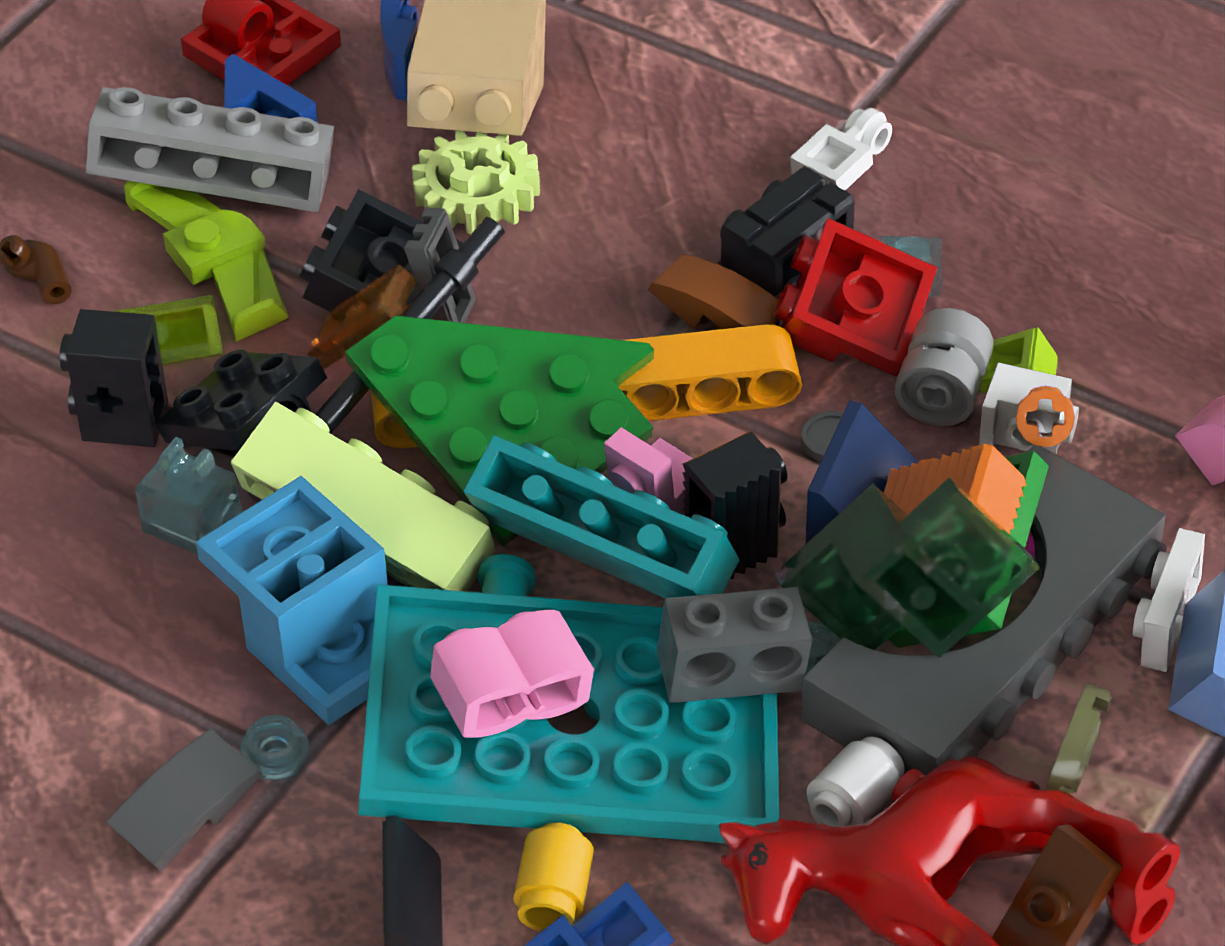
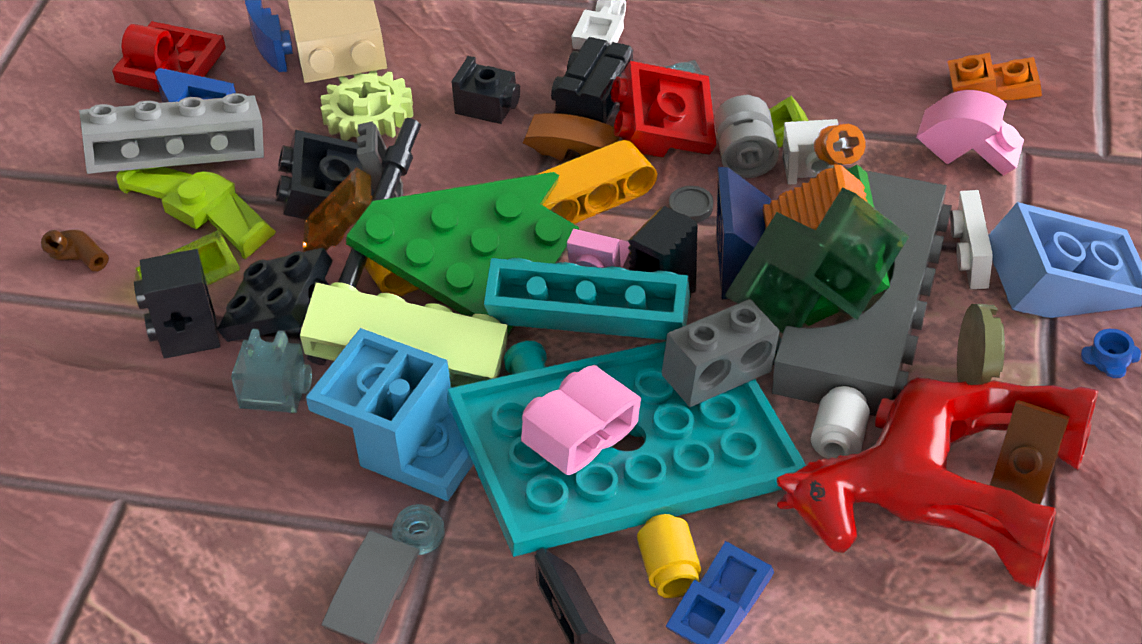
camera: 20 degrees left, 0 degrees up
(636, 202) = (484, 91): none -> black brick

